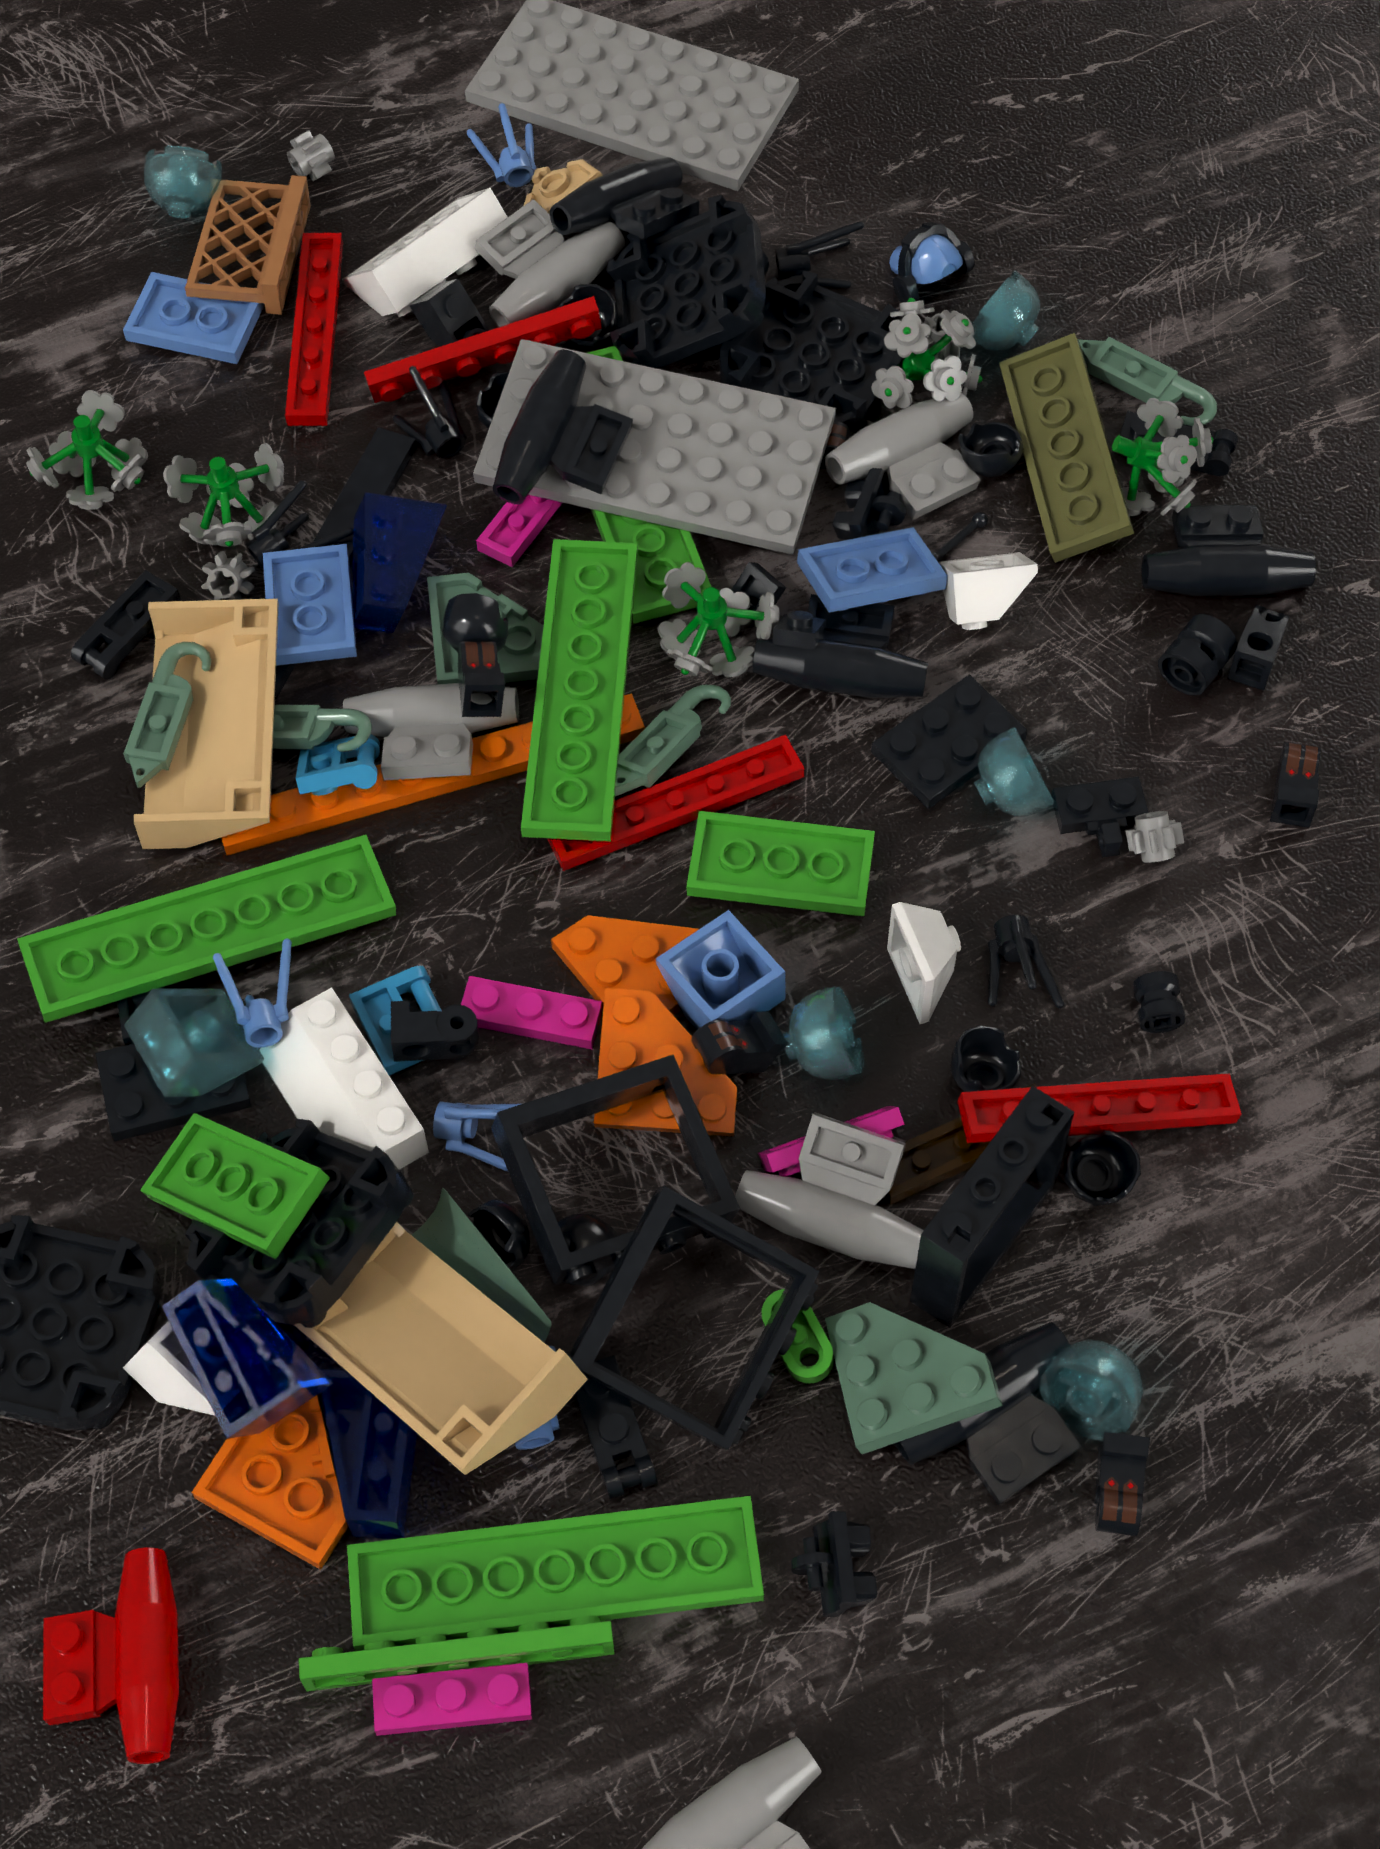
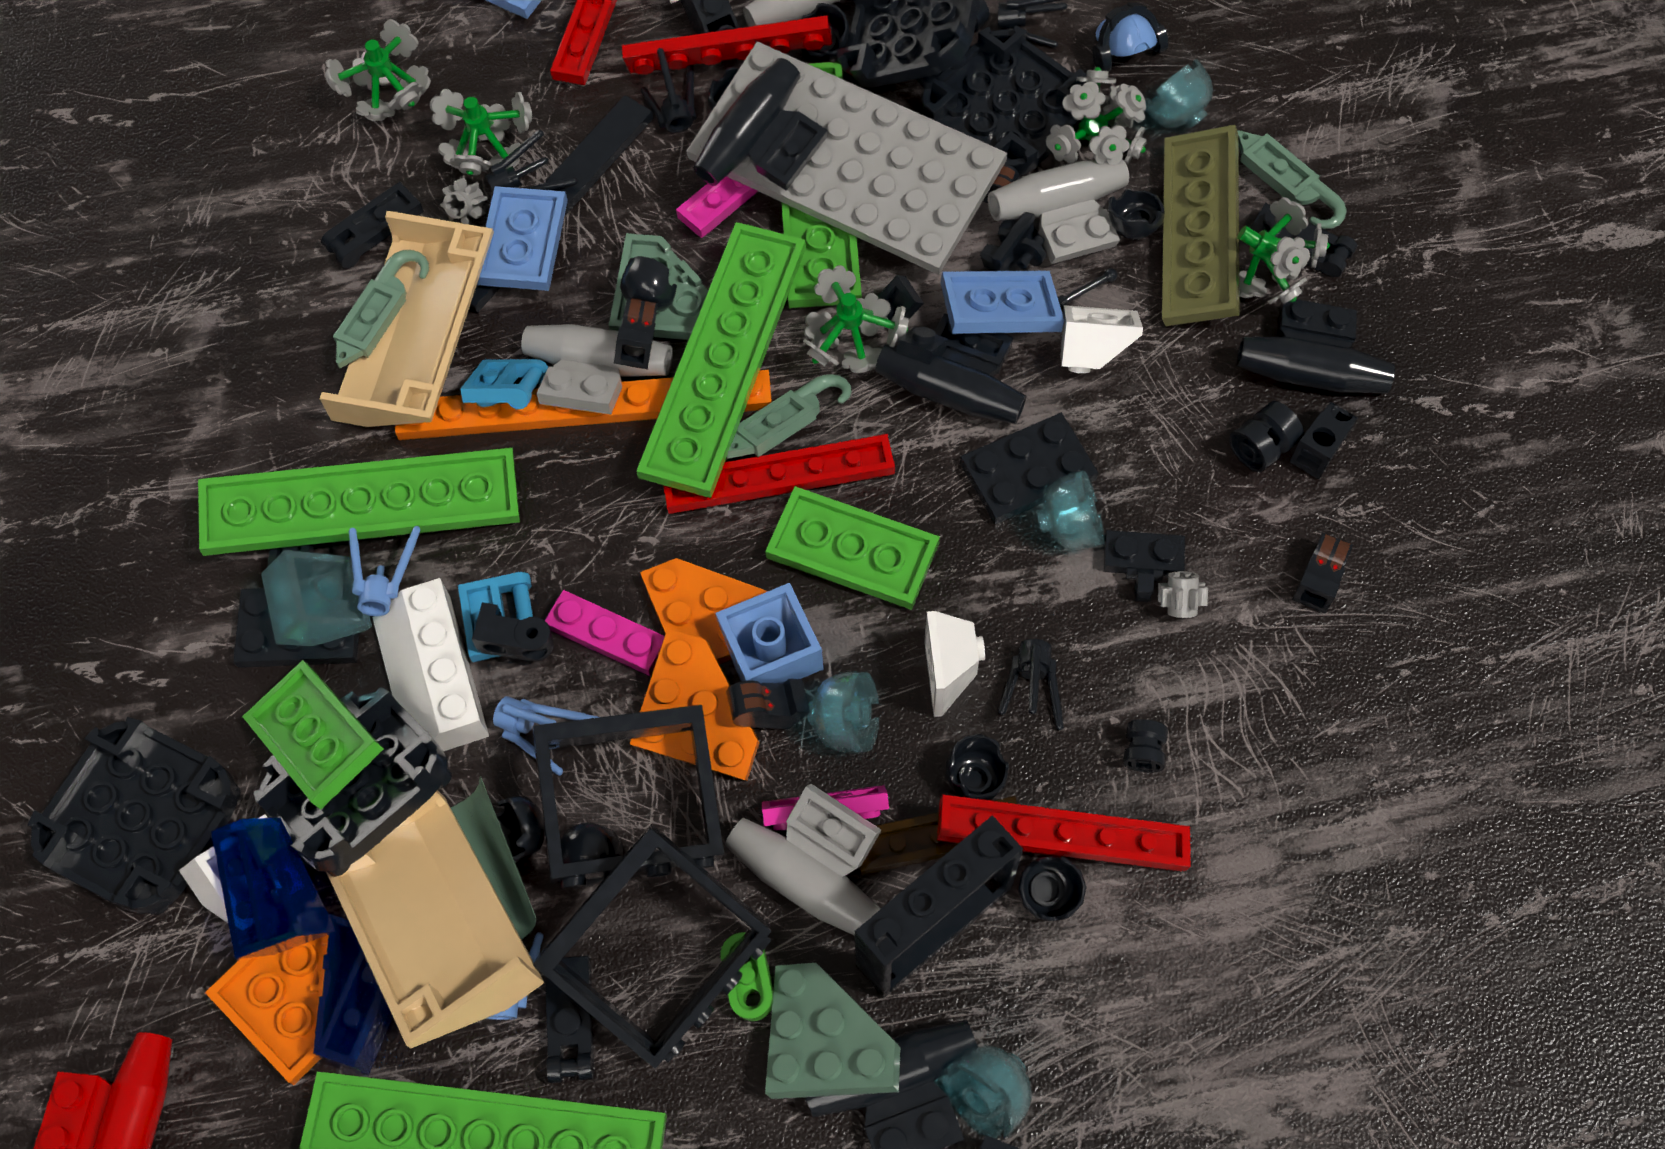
camera: 15 degrees right, 5 degrees up
(310, 725) = (491, 342): sand green plate -> none
(388, 556) = (599, 209): clear blue wedge -> none

